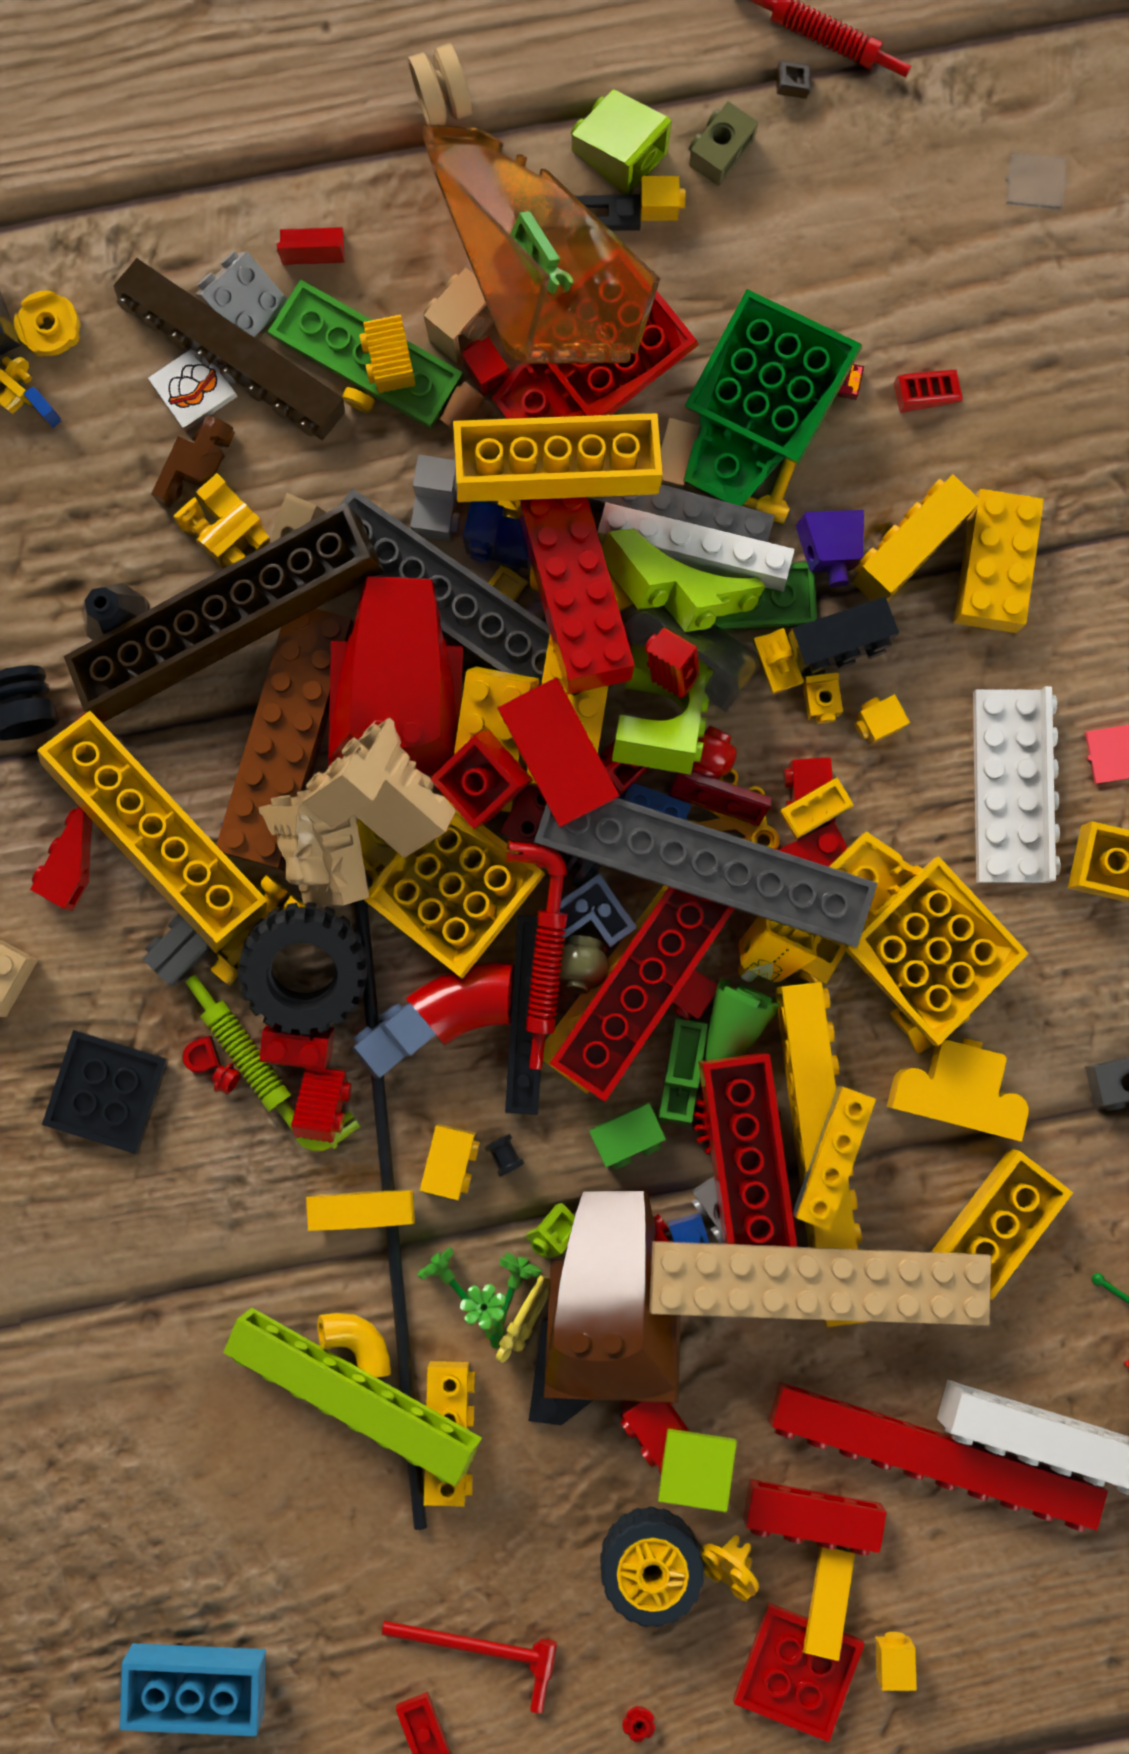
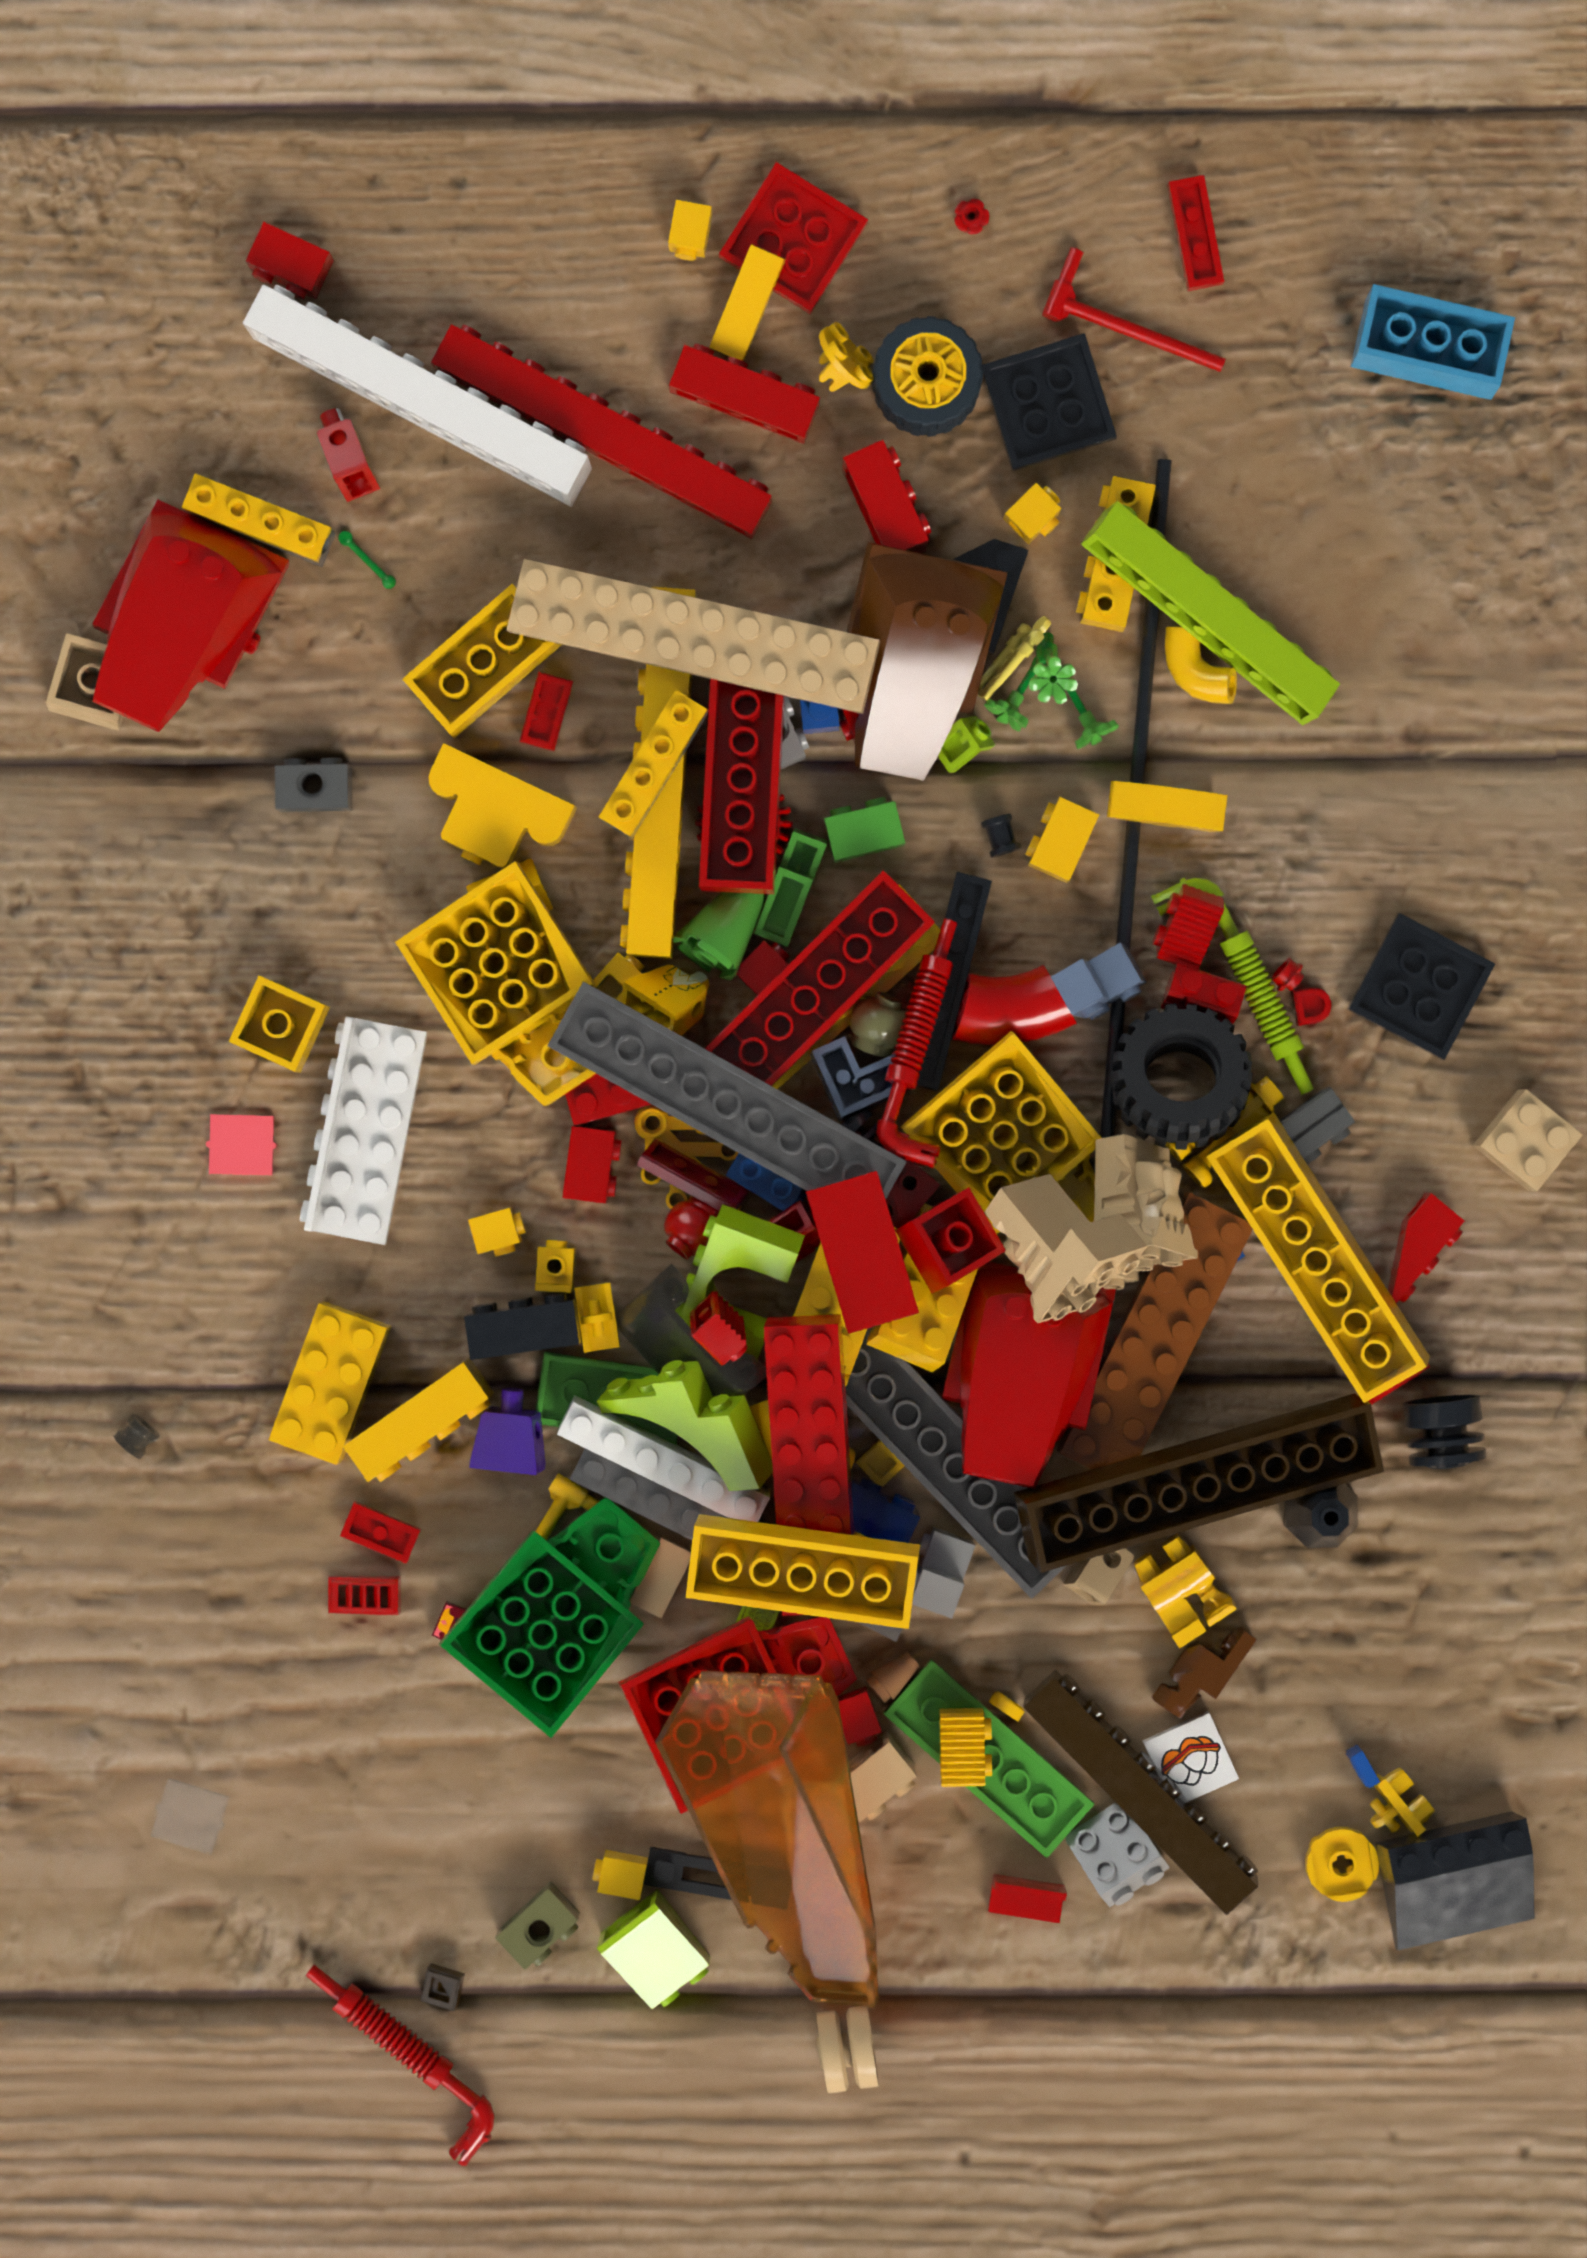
camera: 175 degrees left, 5 degrees up
(529, 1456) = (1034, 513): none -> yellow brick
(535, 243) = (775, 1823): bright green plate -> none
(535, 1562) = (1048, 402): none -> black plate
(697, 1470) = (861, 469): lime tile -> none
(816, 808) = (590, 1143): yellow plate -> none
(926, 444) = (380, 1532): none -> red plate
(932, 1188) = (546, 711): none -> red plate

